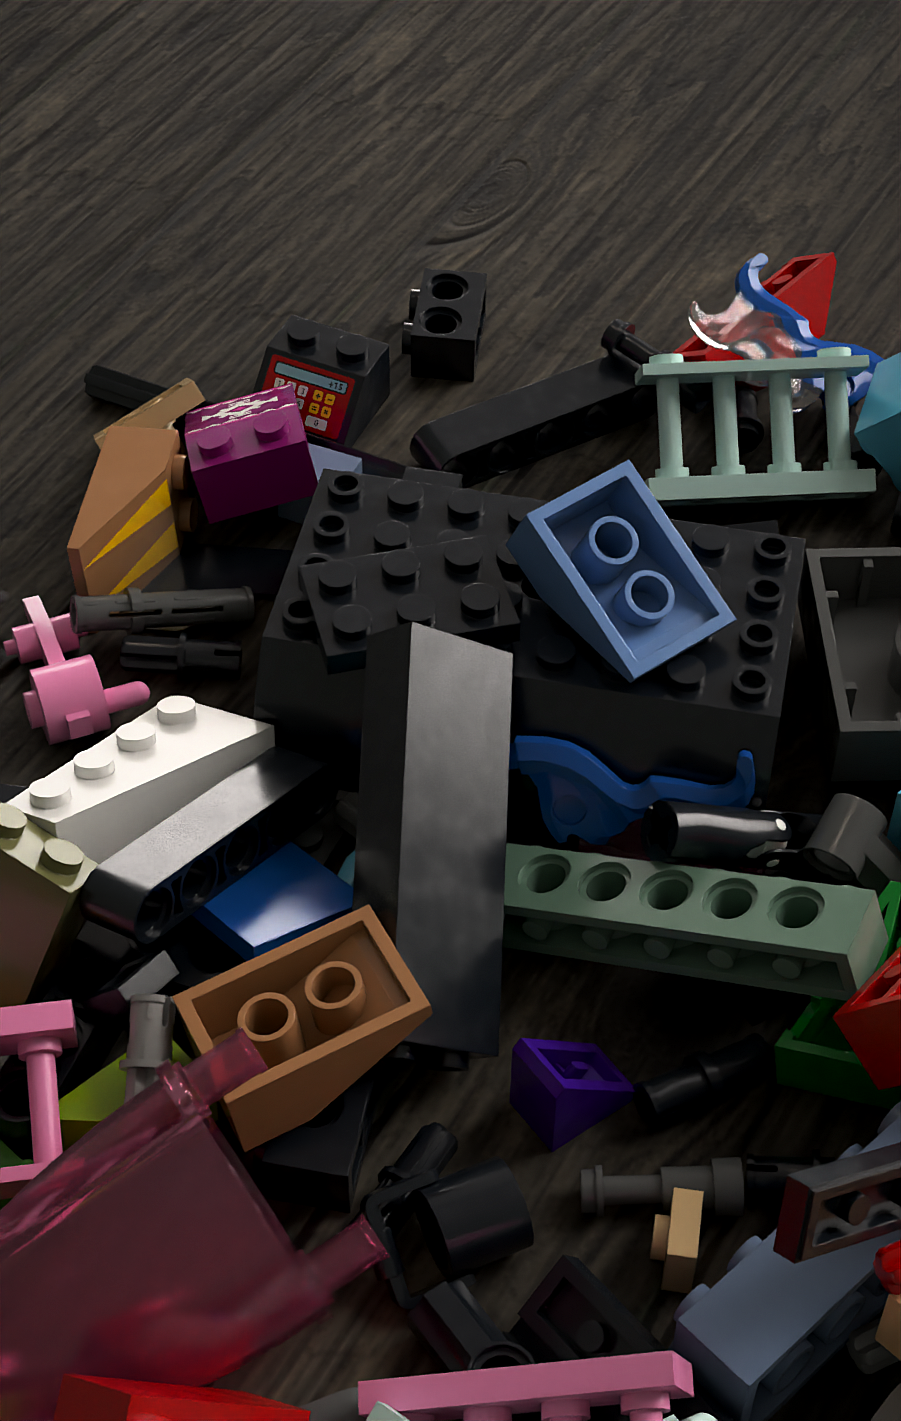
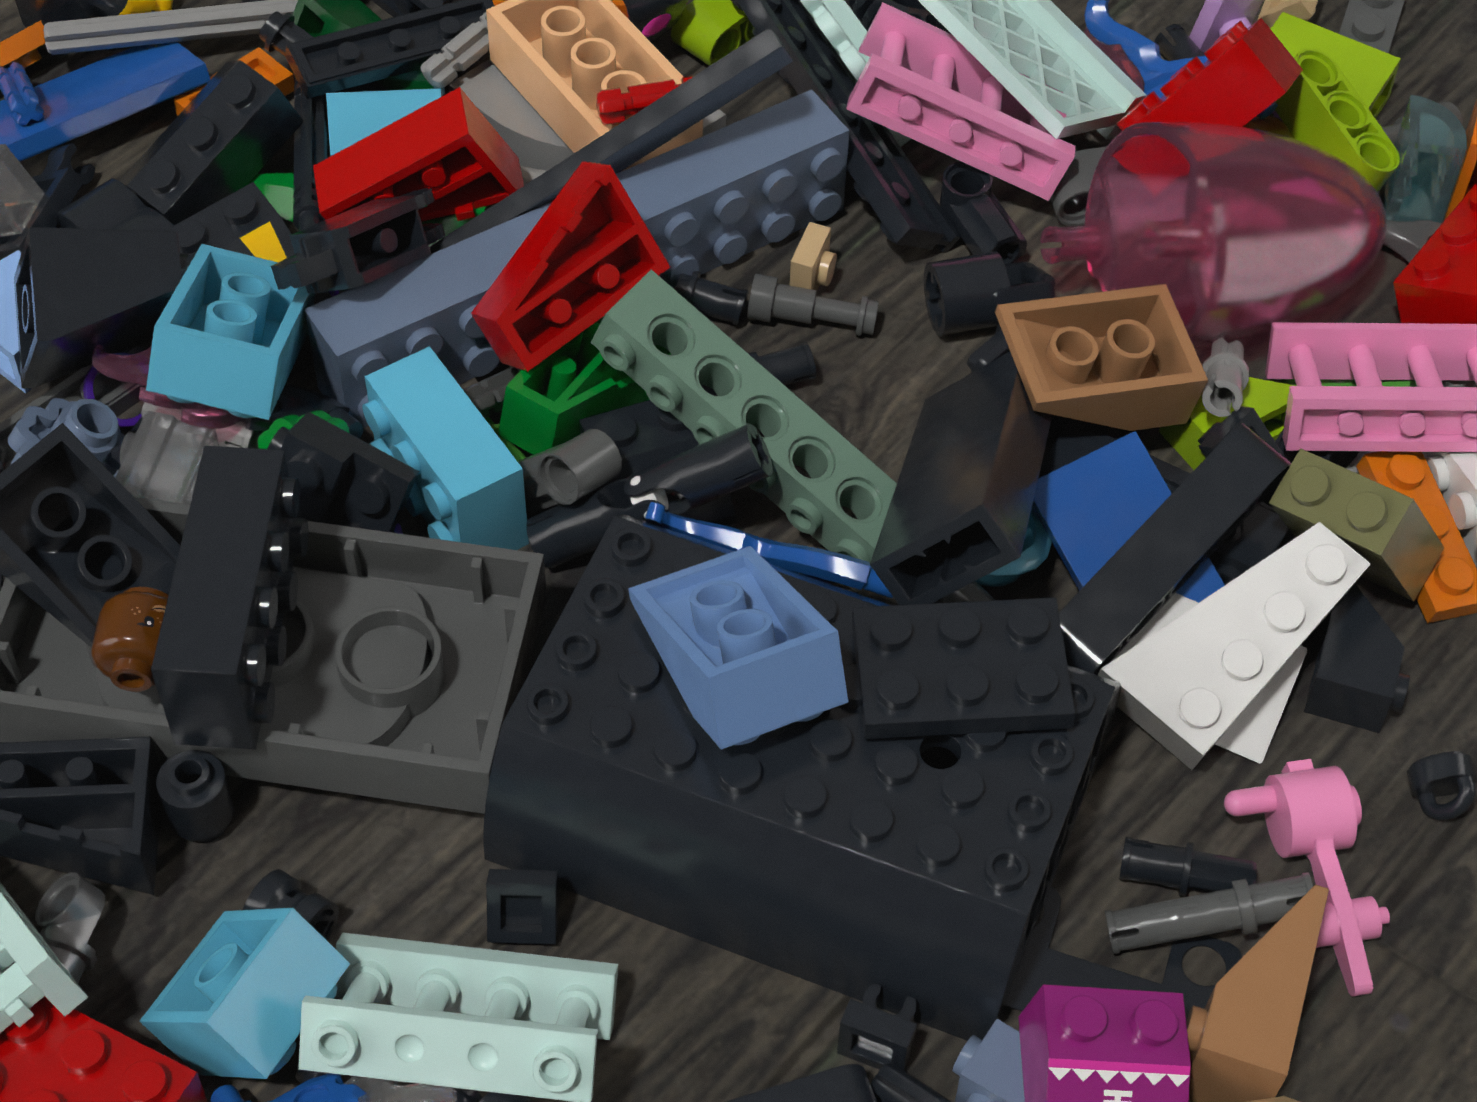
camera: 170 degrees left, 5 degrees up
(564, 1088) = (871, 378): dark purple slope -> none

